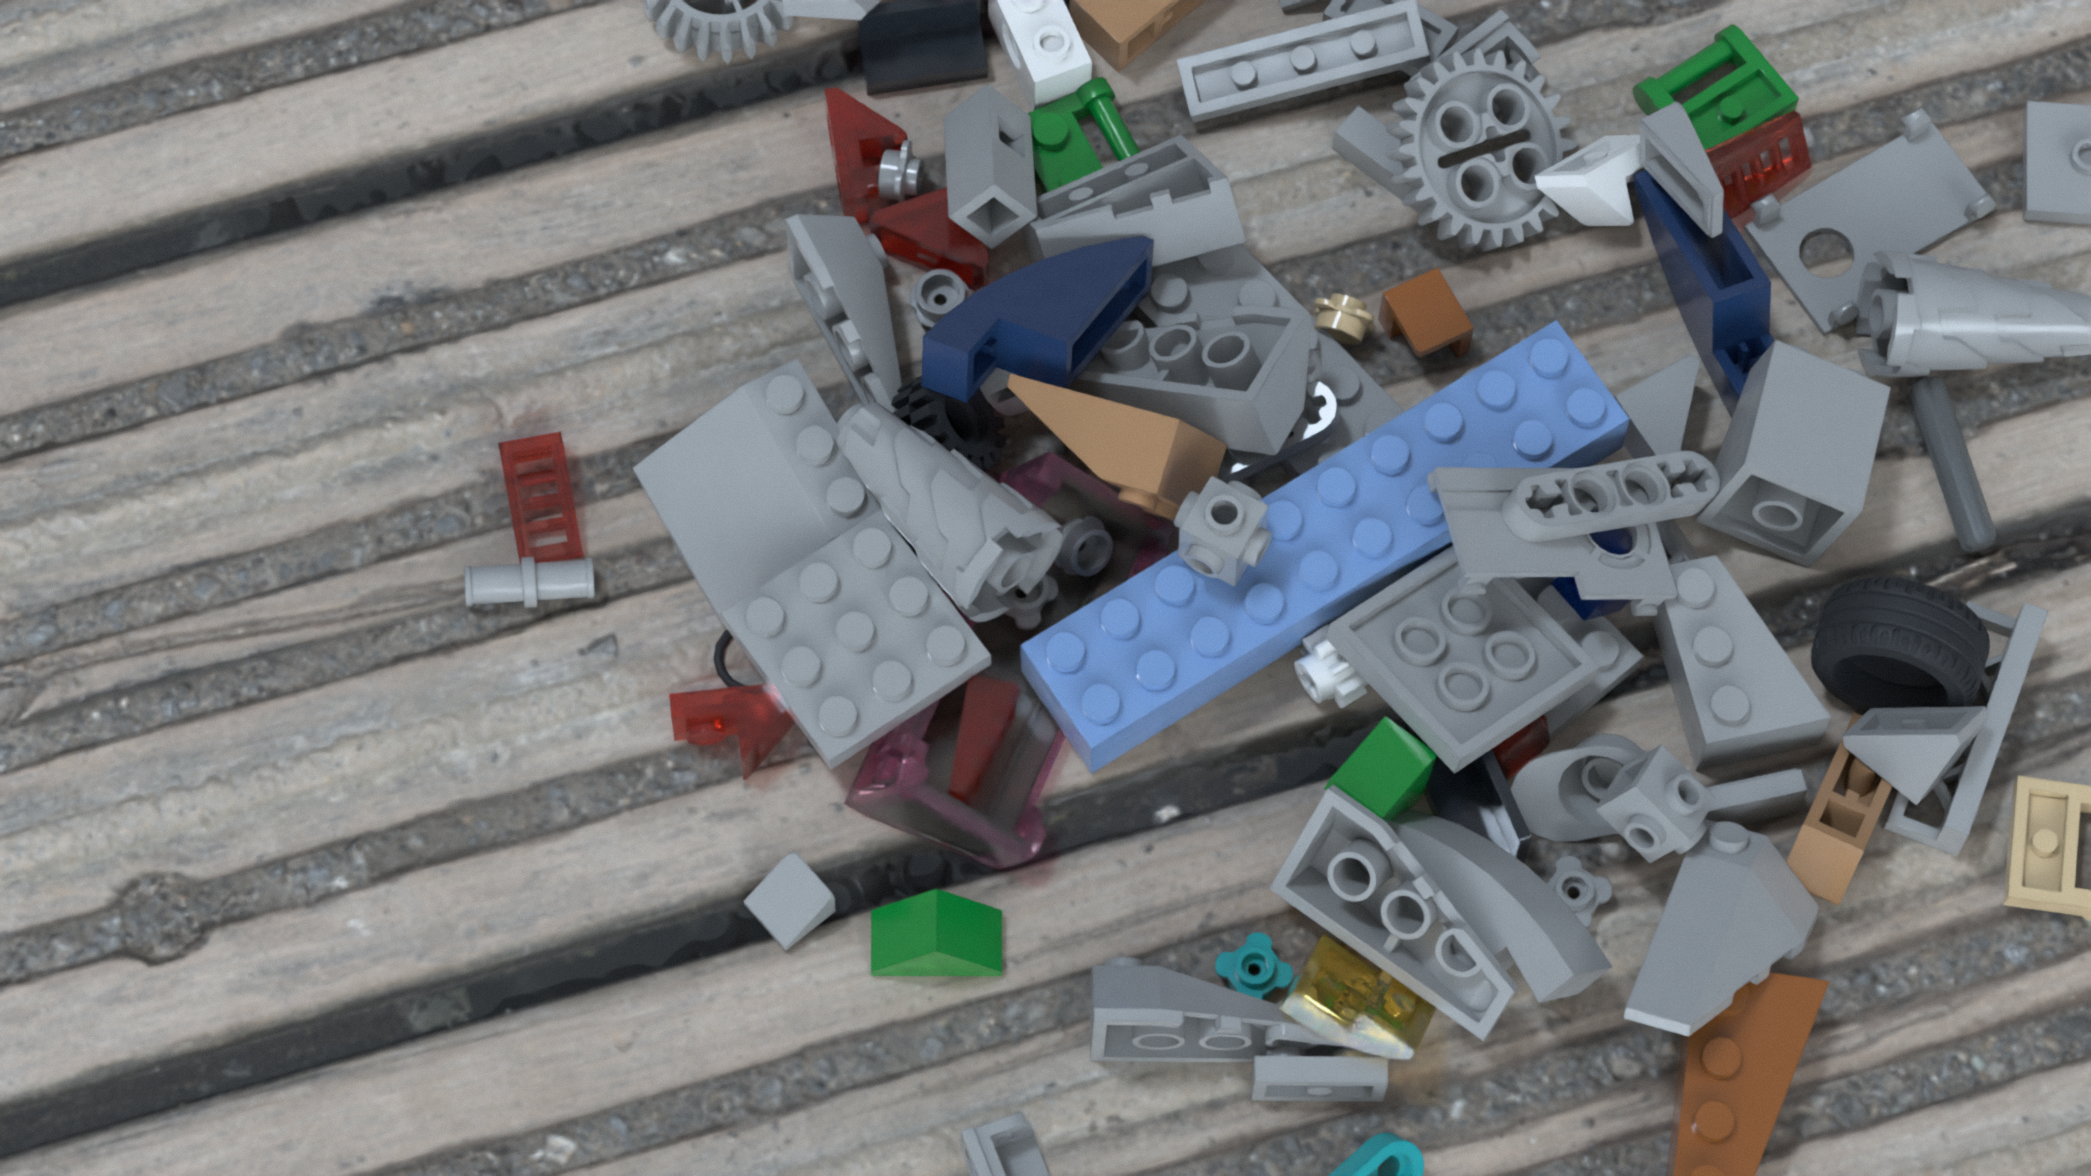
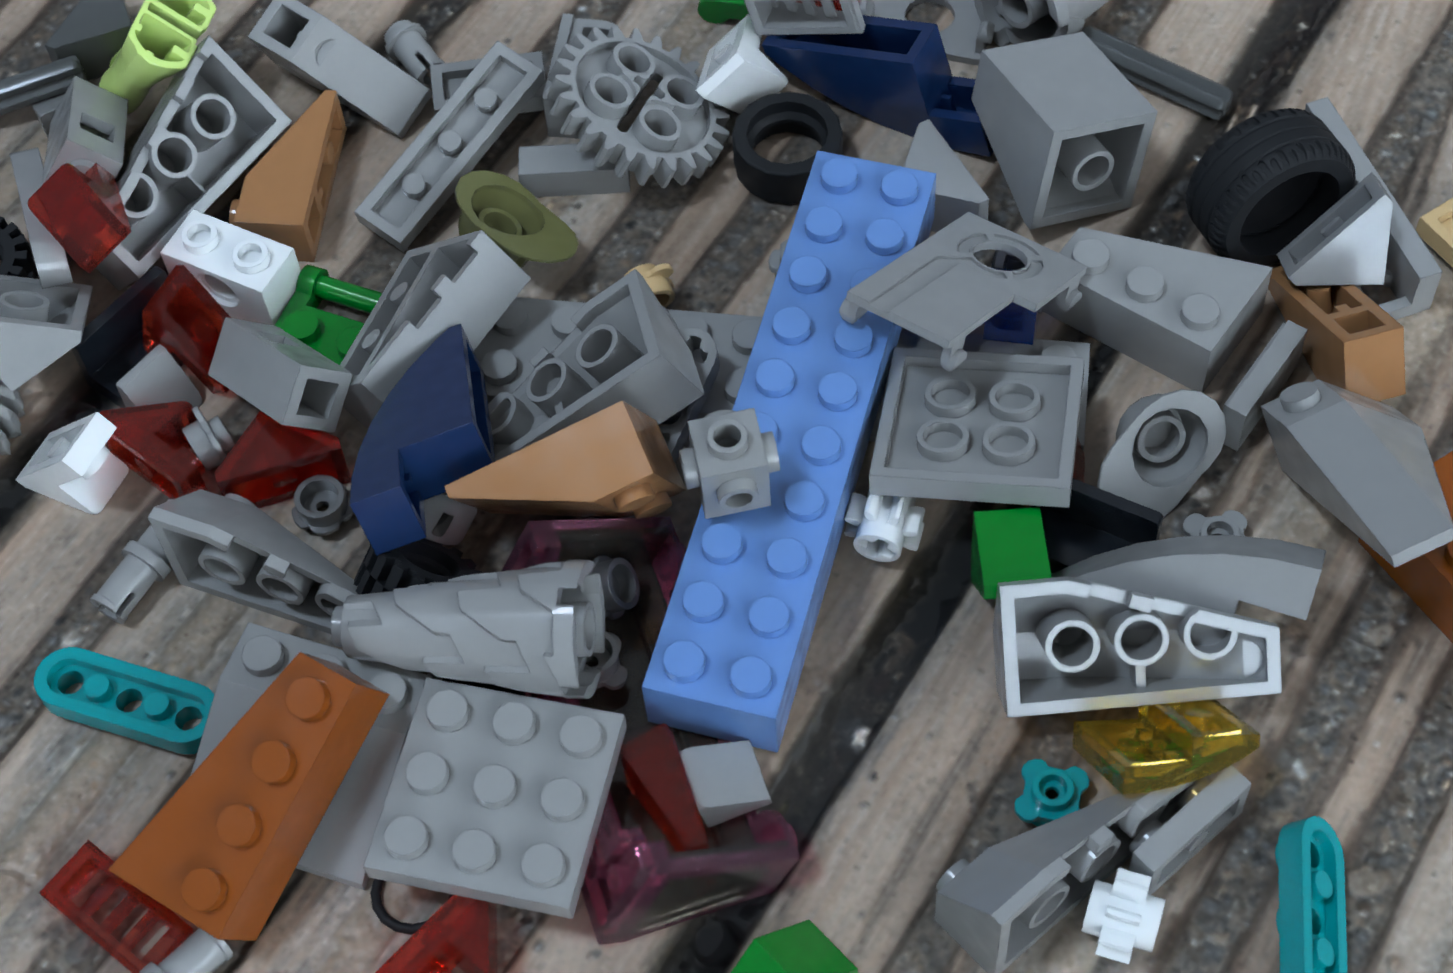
camera: 35 degrees left, 10 degrees down
(669, 322) = (111, 686): none -> teal plate
(689, 502) = (255, 801): none -> dark orange wedge
(758, 242) = (141, 566): none -> light grey pin
(787, 113) = (76, 465): none -> white slope
(900, 96) = (157, 381): none -> light grey slope
(958, 61) = (186, 323): none -> clear red slope
(1029, 760) = (725, 780): none -> light grey slope
(1211, 1093) = (1123, 915): none -> white gear
(1287, 173) = (512, 219): none -> olive piece
(1426, 315) = (706, 235): dark orange panel -> none
(1583, 241) = (777, 115): none -> black tyre
(1608, 488) = (977, 233): light grey beam -> none
(1657, 805) = (1234, 410): light grey brick -> none

